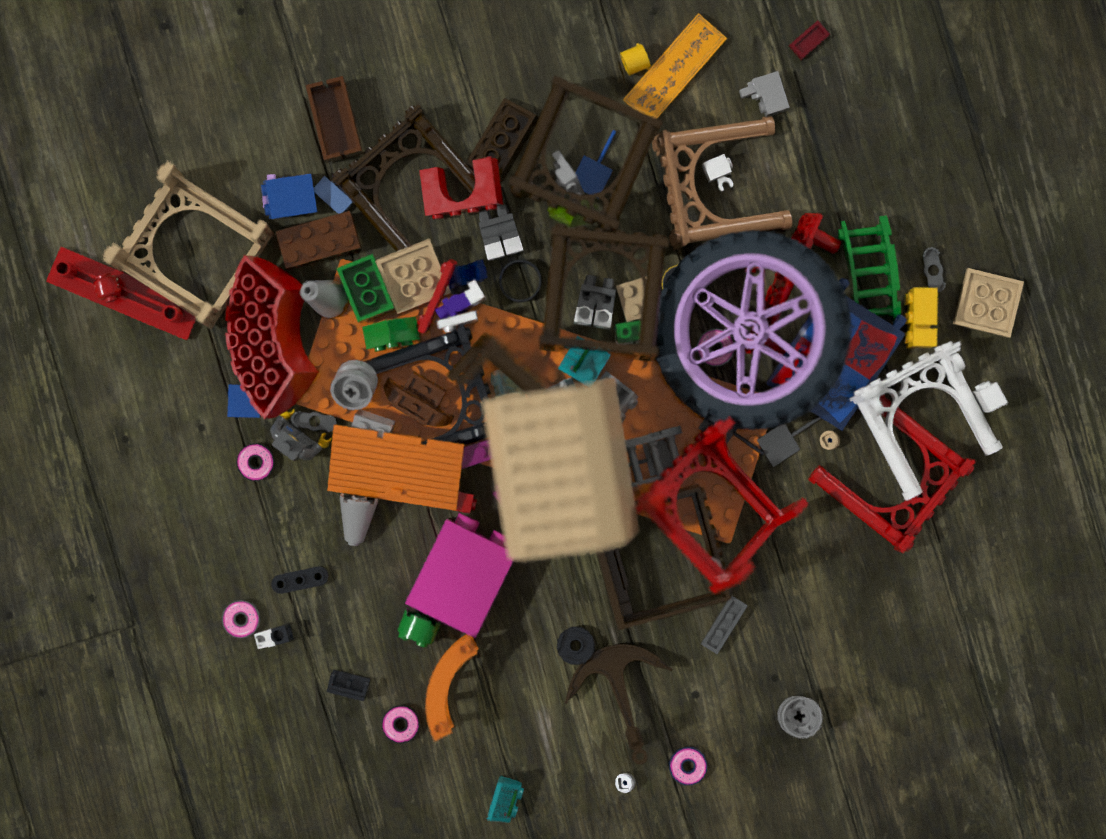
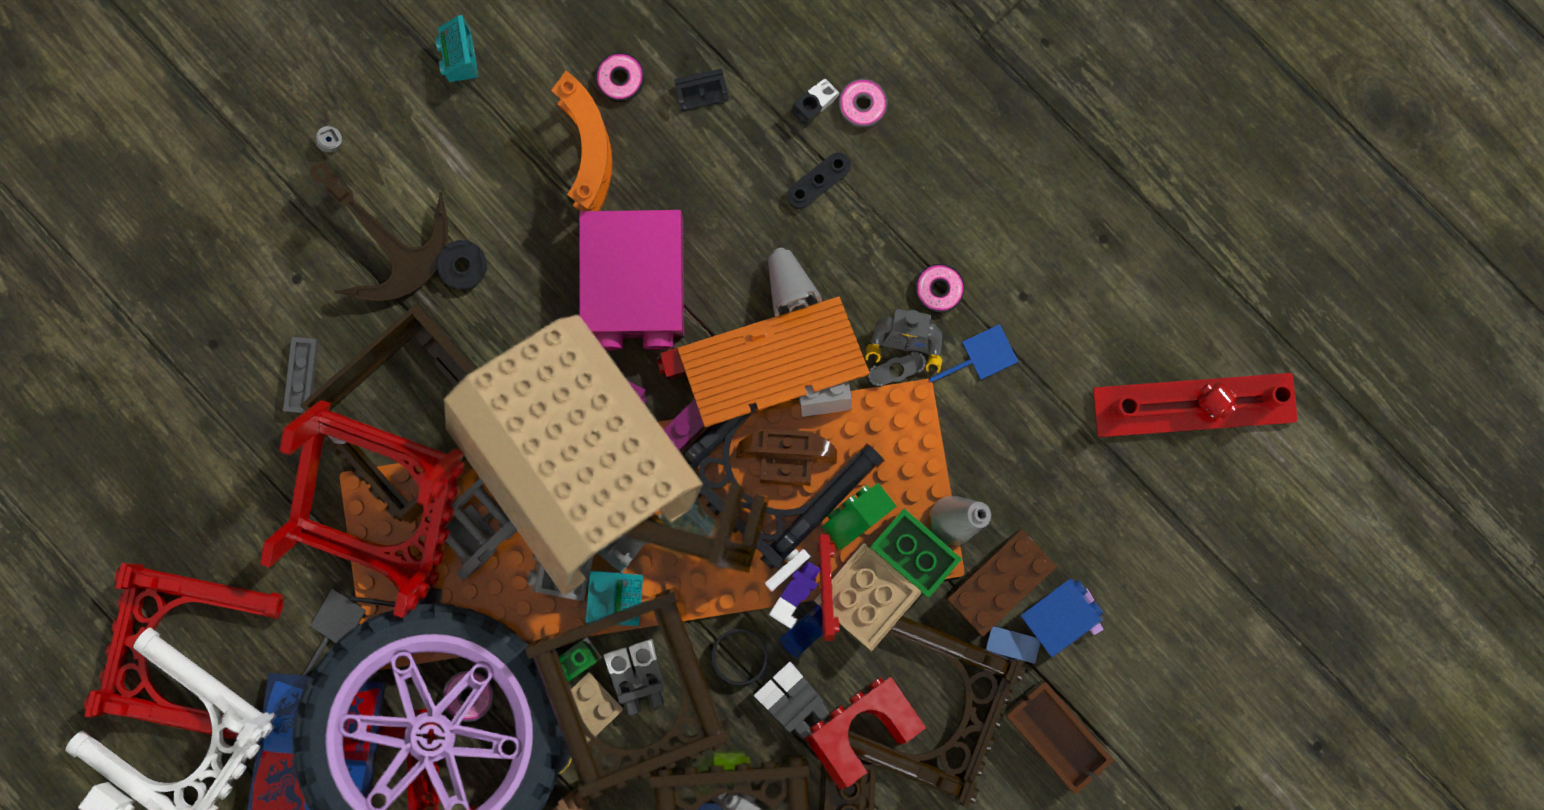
camera: 150 degrees right, 5 degrees down
(175, 184) = (1212, 442): tan arch -> none
(267, 337) = (1002, 438): red brick -> none
(354, 385) = (870, 432): light grey wheel -> none
(418, 627) = (653, 191): green brick -> none
(688, 754) = (263, 180): tile -> none
(809, 721) = (145, 312): light grey wheel -> none
(829, 440) = (278, 654): tan tile -> none

